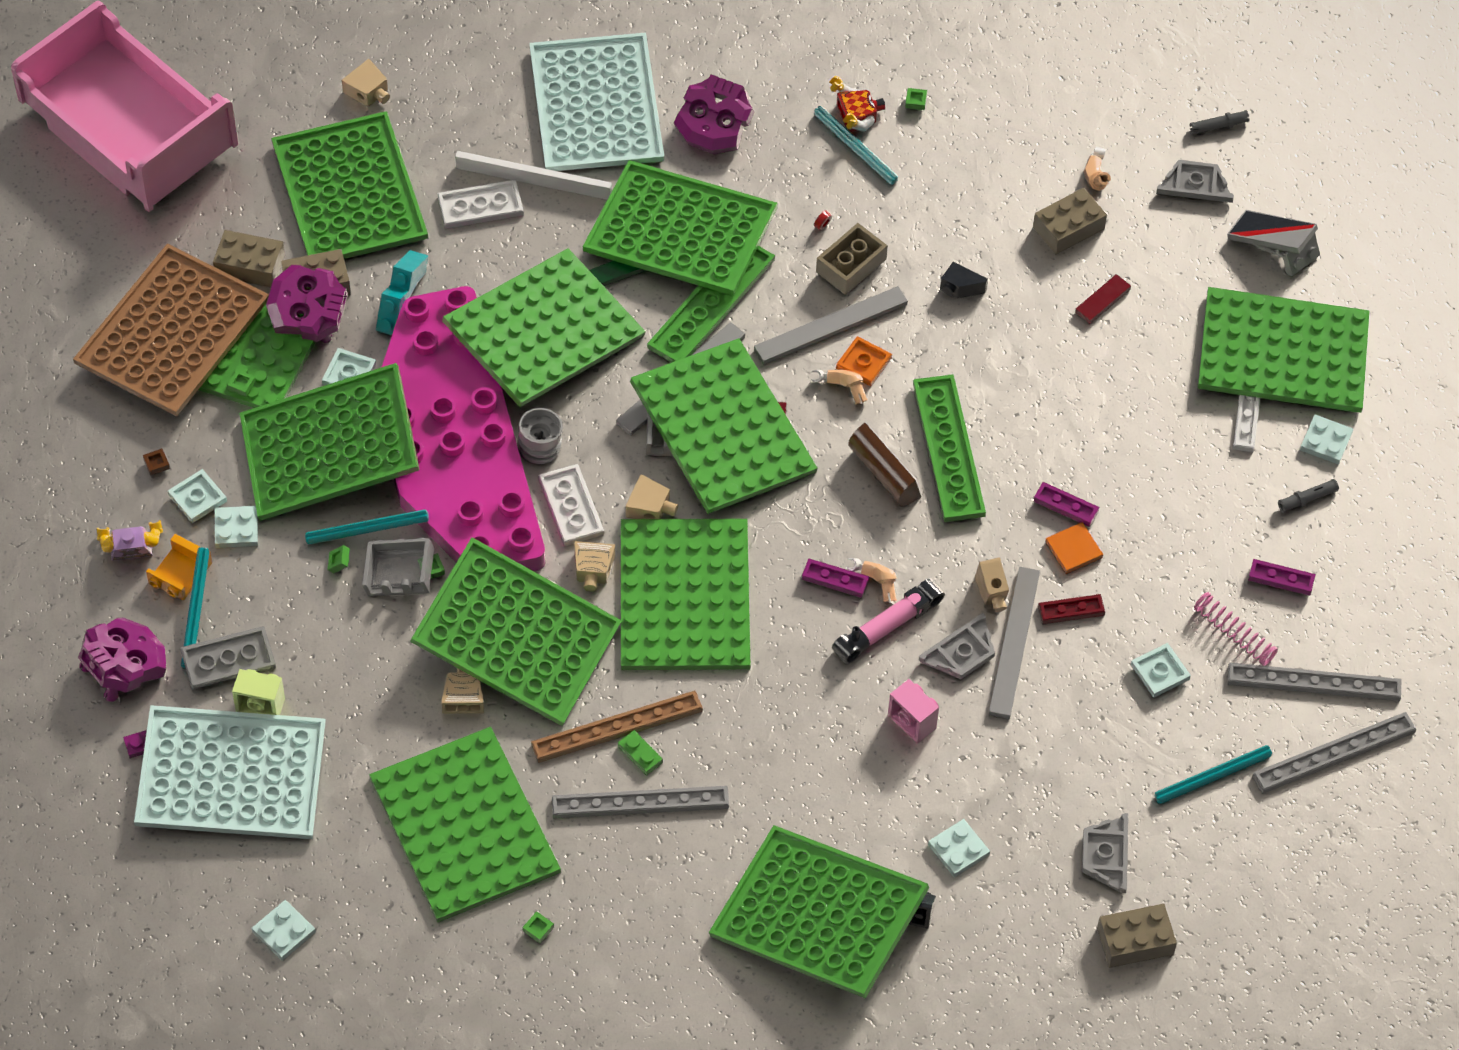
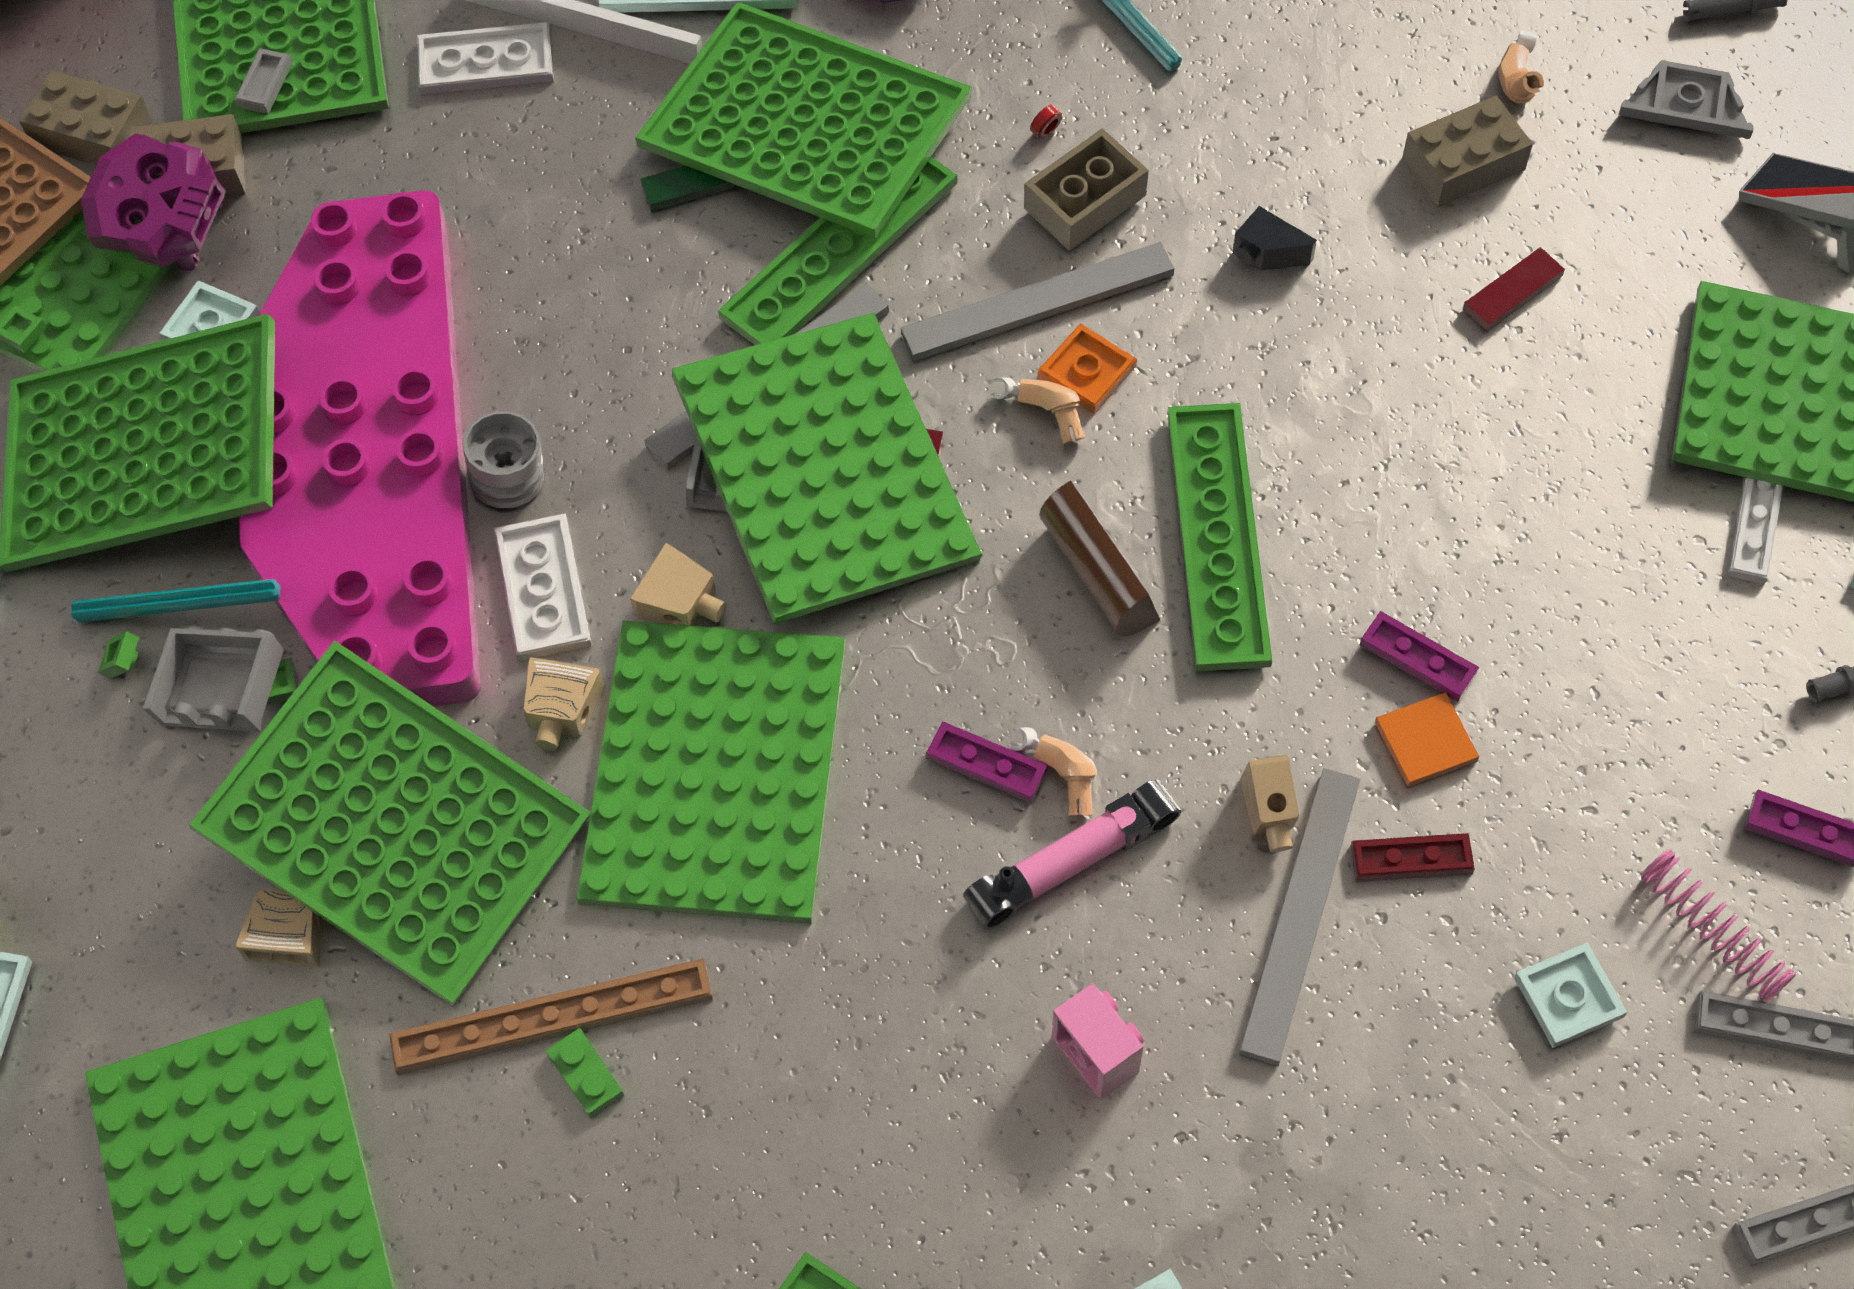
camera: 10 degrees right, 5 degrees up
(352, 227) = (263, 81): none -> light grey tile
(404, 278) = (325, 173): teal arch -> none
(543, 327) = (541, 270): bright green plate -> none
(640, 802) = (569, 1173): light grey tile -> none
(962, 650) = (1202, 922): light grey wing -> none
(1213, 774) = (1657, 1218): teal axle -> none

